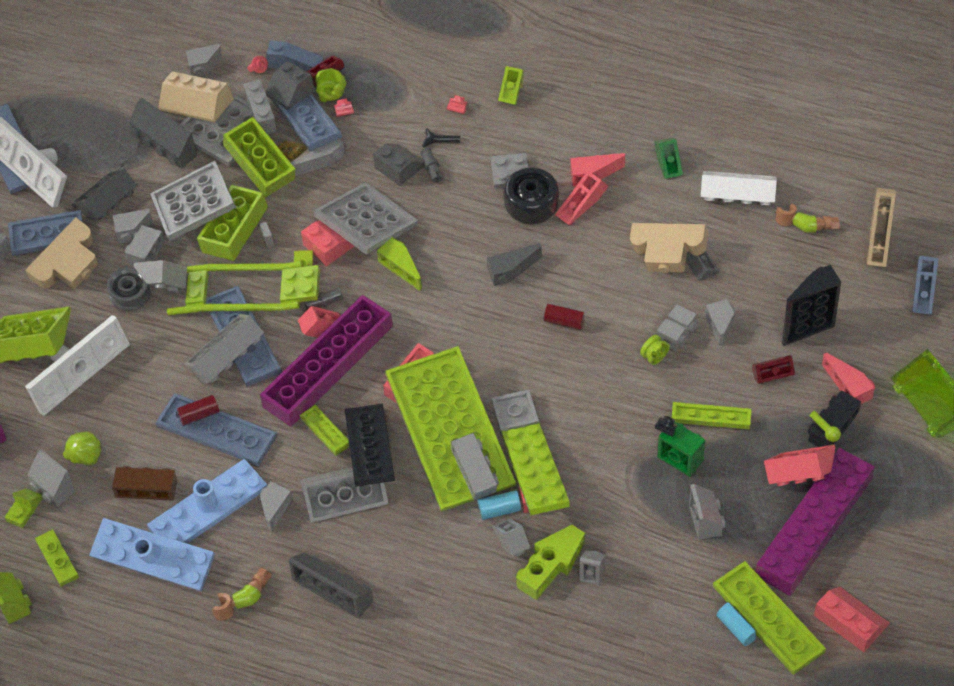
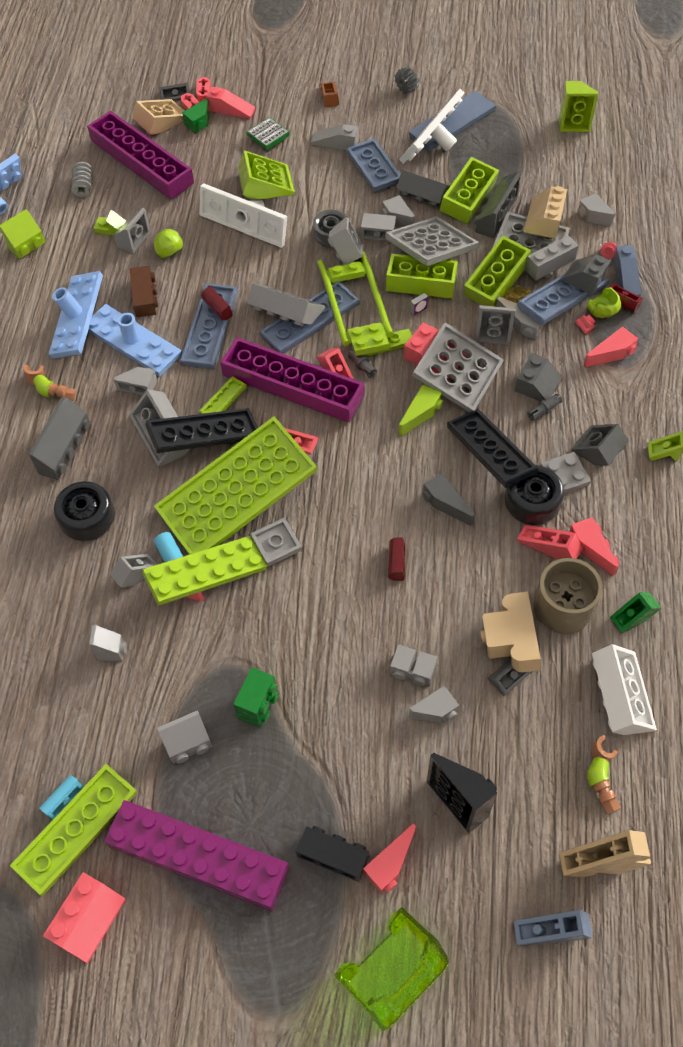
camera: 75 degrees right, 5 degrees up
(56, 558) = (68, 258): lime plate -> none
(61, 31) = (577, 107): none -> lime slope
(65, 258) = (348, 179): tan brick -> none
(125, 149) = (469, 190): none -> lime brick
(326, 176) = (494, 325): none -> light grey slope
(381, 90) = (613, 348): none -> coral slope
(430, 569) = (84, 511): none -> black wheel
(432, 138) = (579, 401): black piece -> none
(457, 104) = (628, 410): coral plate -> none
(470, 213) = (492, 448): none -> black tile
(474, 466) = (194, 516): light grey brick -> none
(489, 134) = (601, 444): none -> dark grey slope
(563, 548) = (125, 619): lime brick -> none
(645, 193) = (567, 595): none -> dark tan brick
(654, 349) = (377, 649): lime wheel -> none
(666, 425) = (262, 671): black plate -> none
(711, 415) = (312, 723): lime plate -> none
(773, 369) = (386, 775): dark red brick -> none
(800, 465) = (257, 823): coral slope -> none
(831, 432) = (306, 850): lime bar -> none

